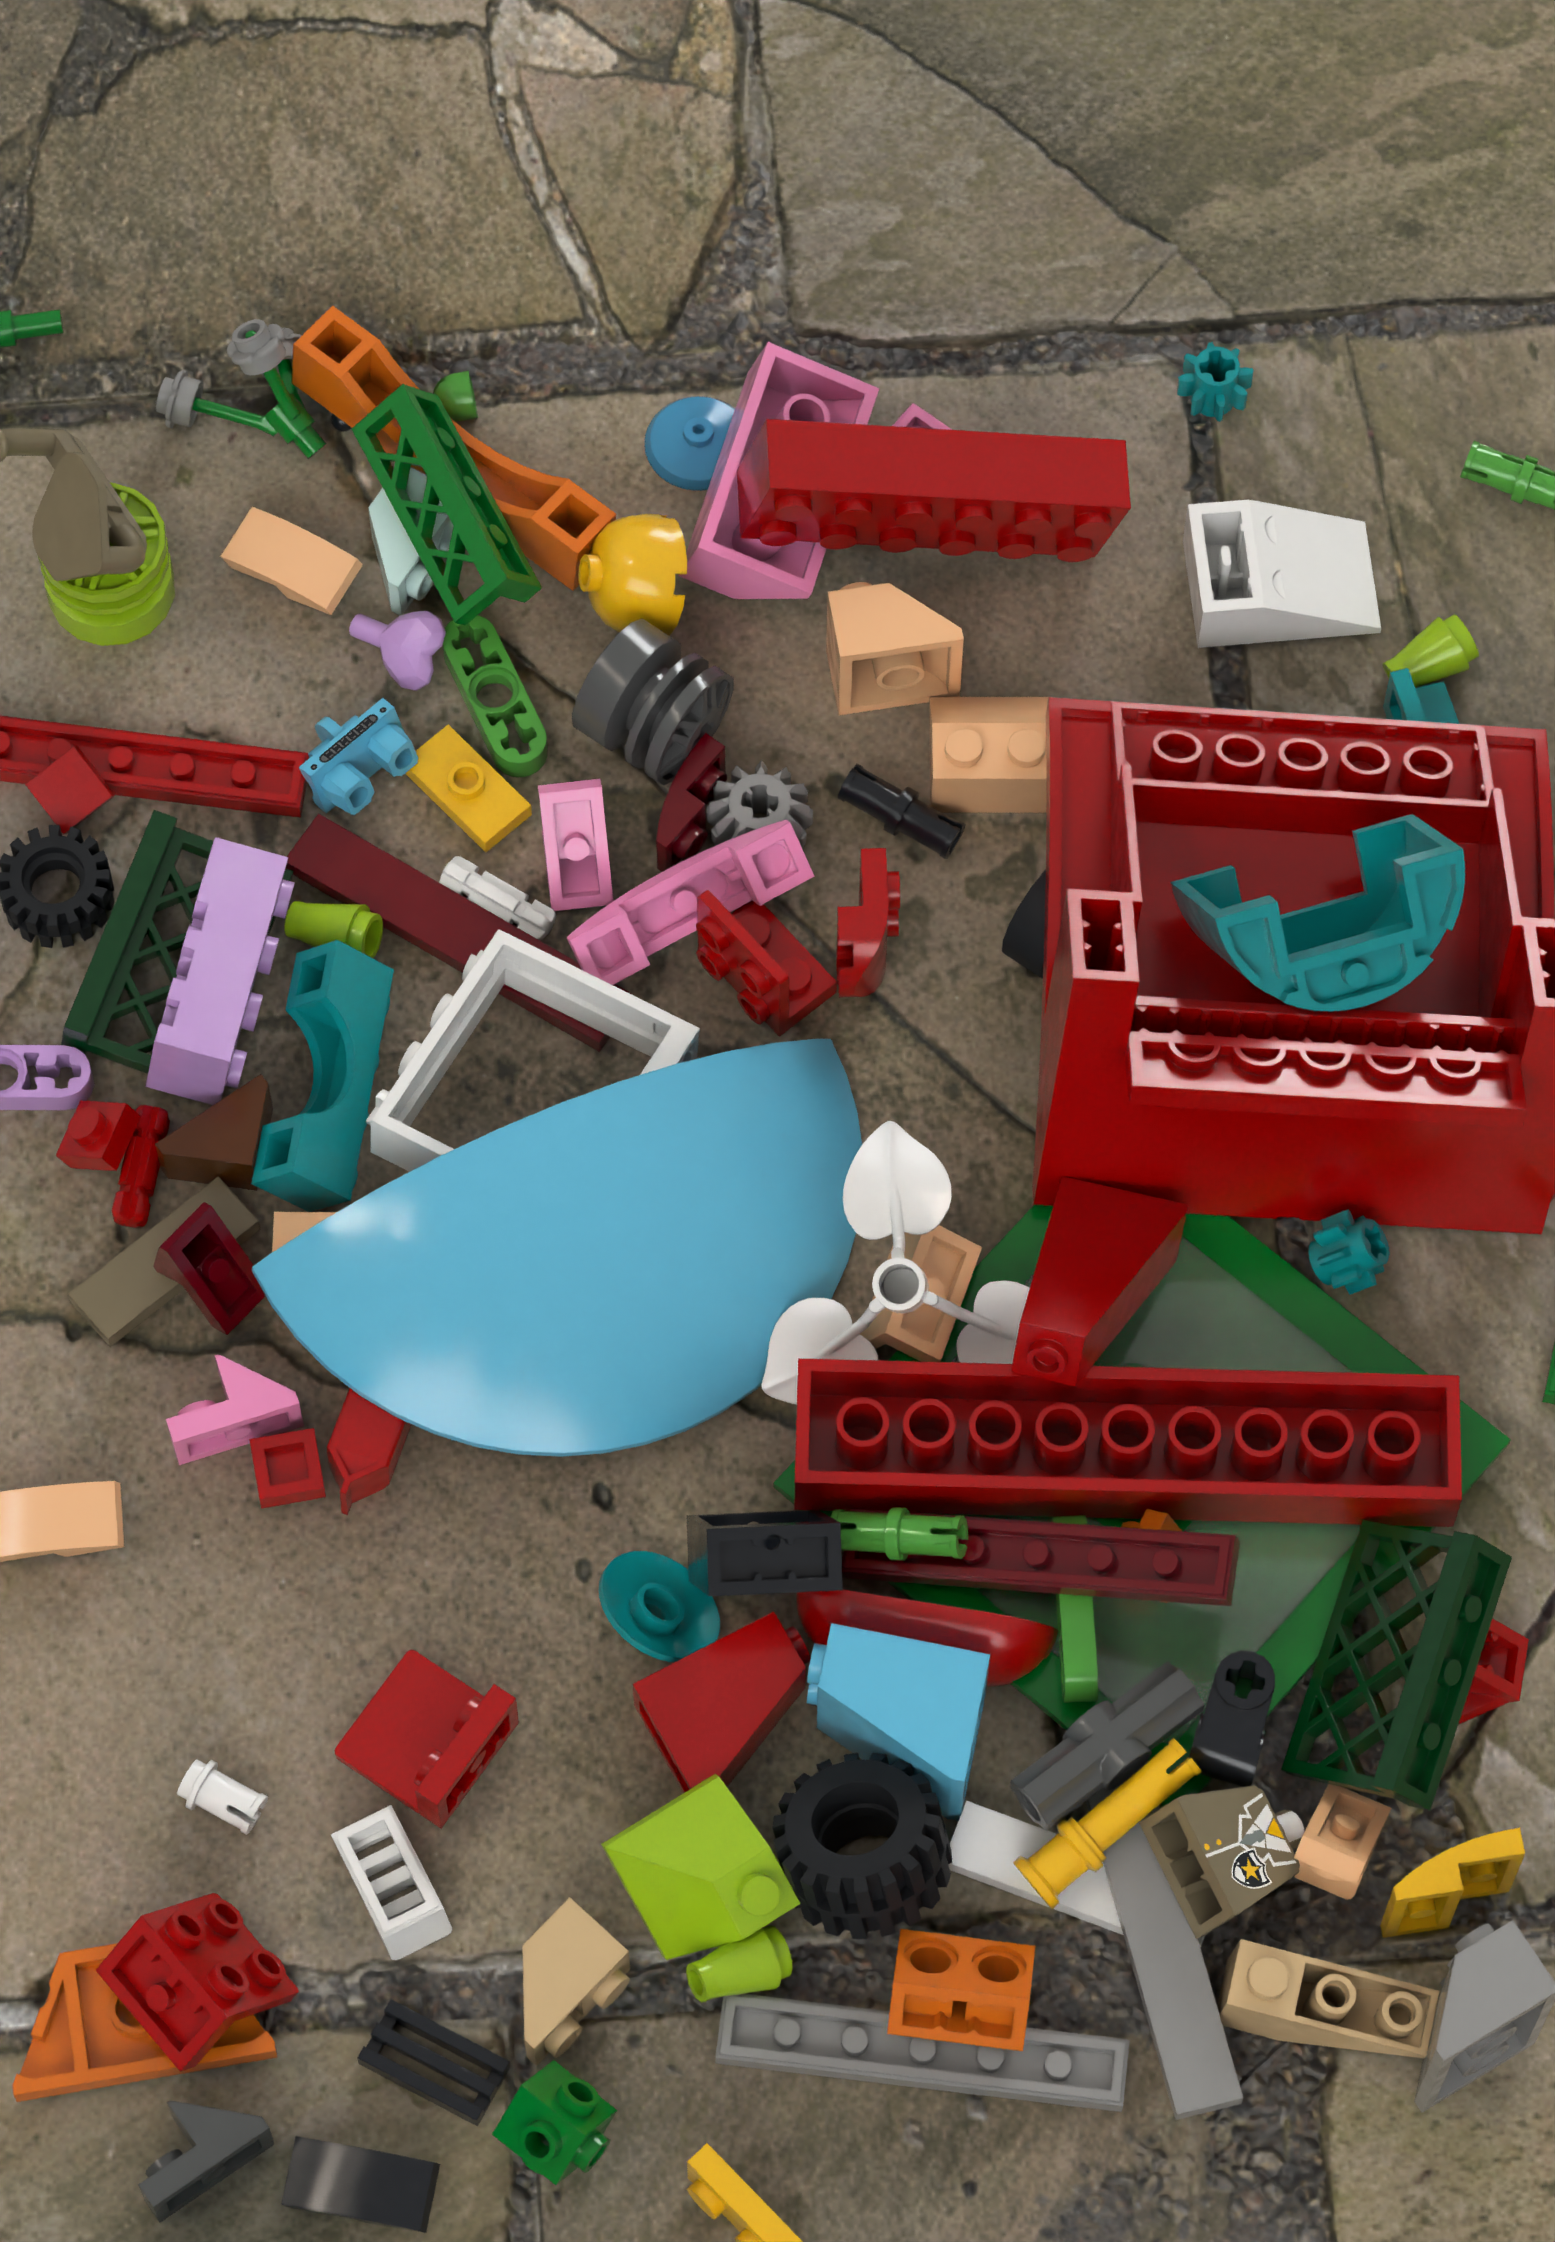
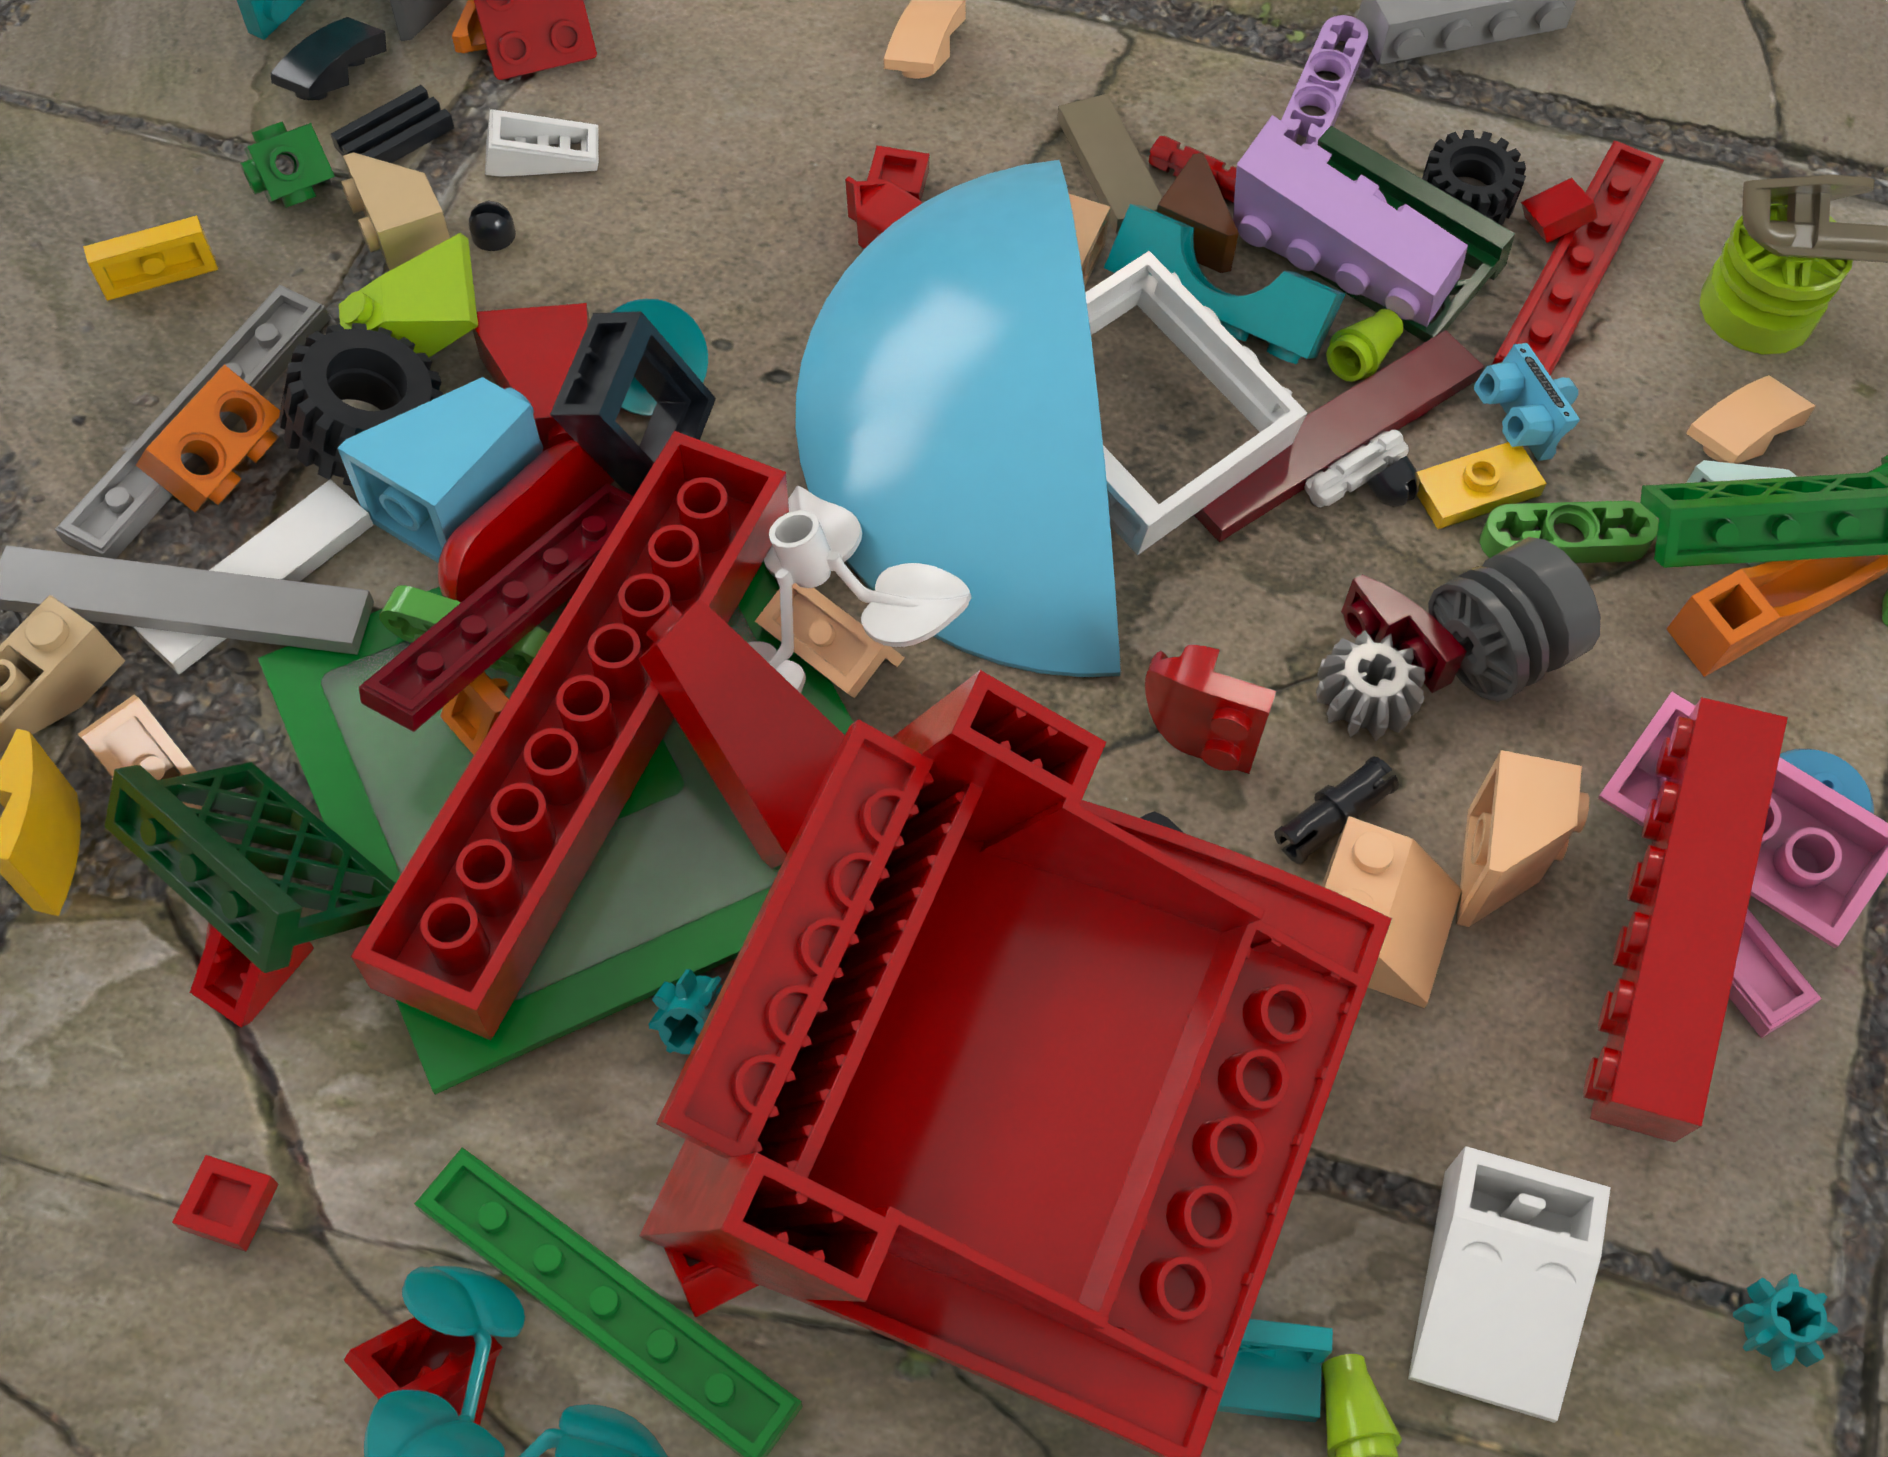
camera: 110 degrees right, 5 degrees down
(98, 1135) = (1228, 139): red plate -> none
(211, 1269) = (1091, 149): dark red slope -> none
(221, 1795) = (662, 69): white pin -> none
(252, 1410) = (959, 151): bright pink slope -> none
(404, 644) = (1628, 476): lavender rock -> none
(427, 1736) = (631, 194): red bracket -> none
(499, 849) = (1396, 483): none -> black hinge
(517, 1886) = (491, 226): none -> black hinge
(575, 844) = (1386, 529): bright pink slope -> none
(635, 570) = (1660, 646): yellow cylinder -> none
(665, 907) = (1294, 576): bright pink slope -> none
(742, 1966) = (328, 290): lime cone -> none
(761, 961) = (1219, 608): red bracket -> none
(902, 1533) = (595, 508): bright green pin -> none
(1082, 1843) = (261, 554): yellow pin -> none
(1107, 1745) = (323, 595): dark grey piece -> none
(1223, 1852) = (184, 661): dark tan torso -> none
(1232, 1727) = (296, 717): black piece -> none
(1348, 947) = (968, 1020): teal cylinder -> none

